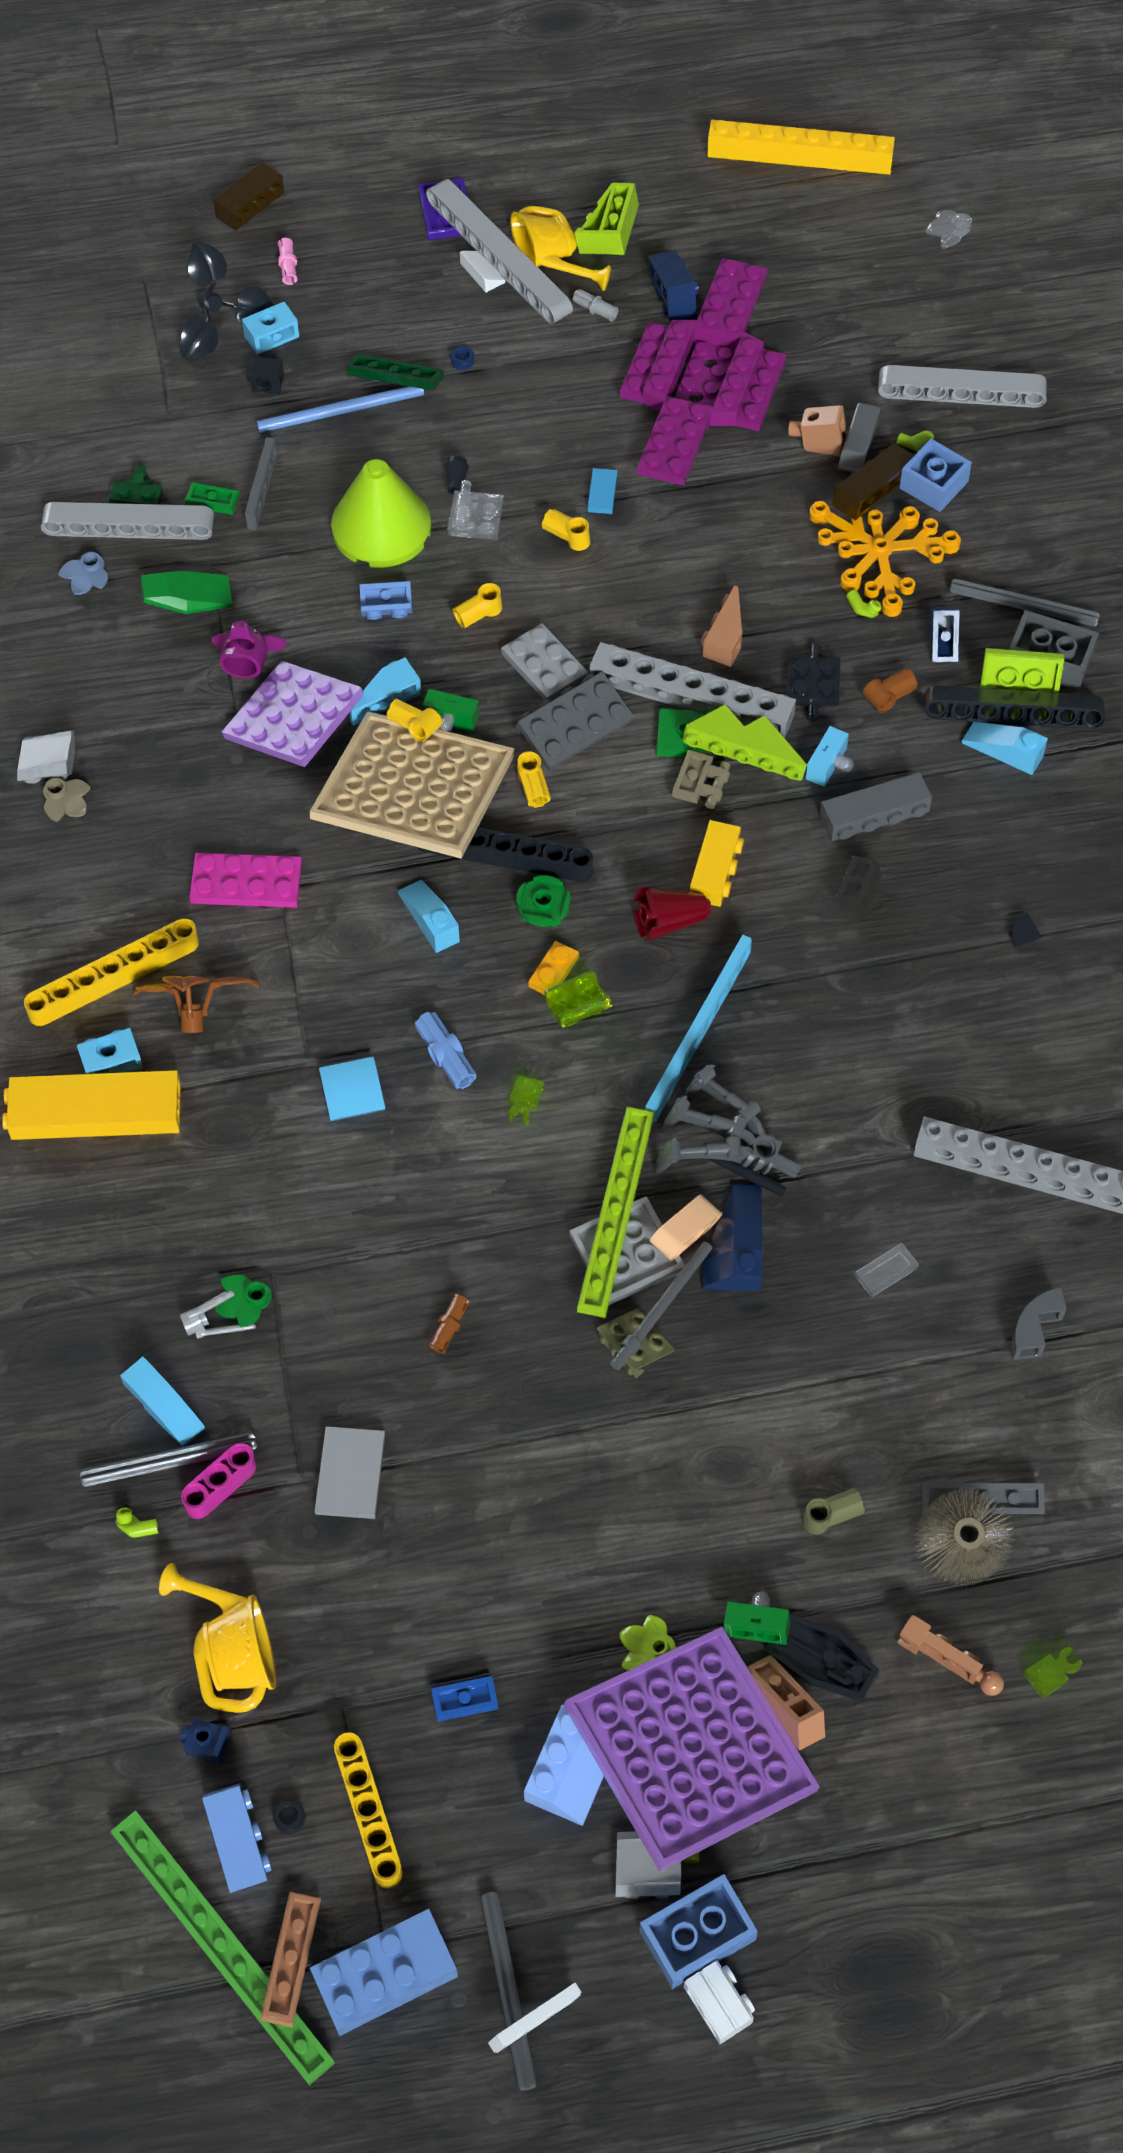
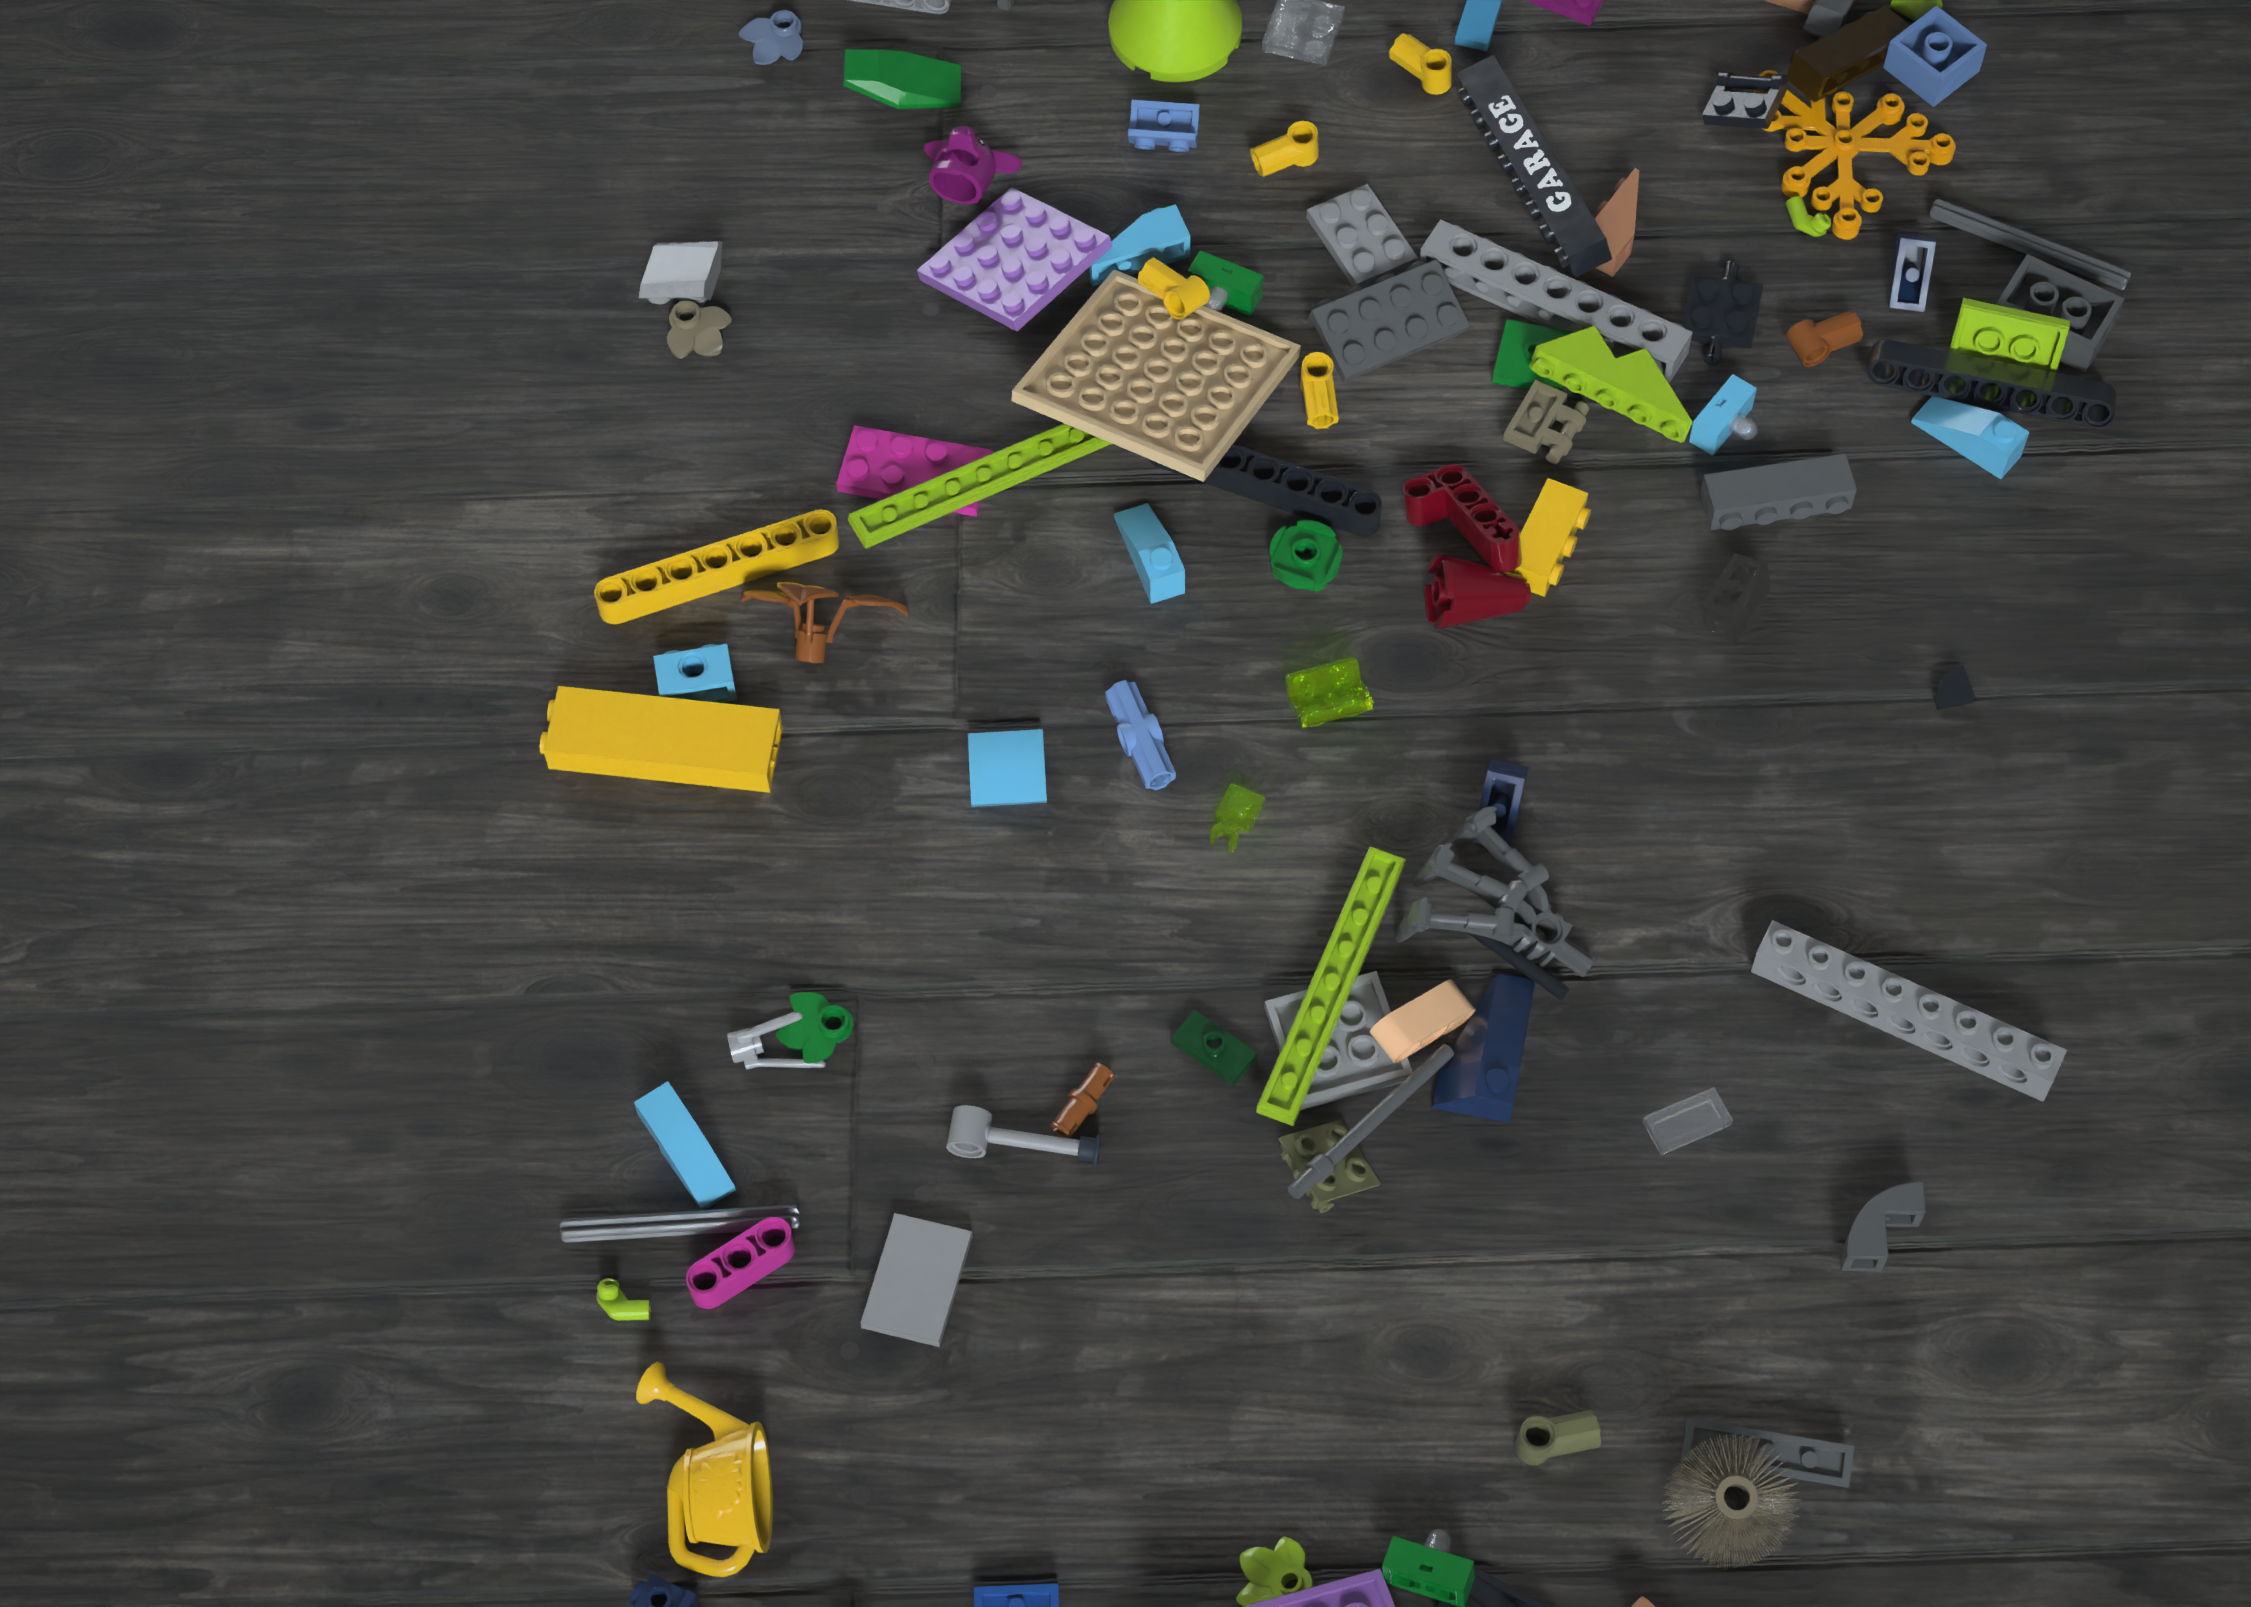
camera: 10 degrees right, 0 degrees up
(290, 883) = (971, 483): none -> lime tile
(372, 1358) = (972, 1132): none -> light grey piece
(538, 1270) = (1214, 1047): none -> dark green plate
(553, 967) = (1304, 645): light orange plate -> none
(648, 843) = (1457, 495): none -> dark red beam
(661, 594) = (1534, 167): none -> black brick
(699, 1027) = (1491, 748): medium azure tile -> none
(716, 1052) = (1505, 791): none -> dark blue slope
(807, 531) = (1744, 108): none -> black plate

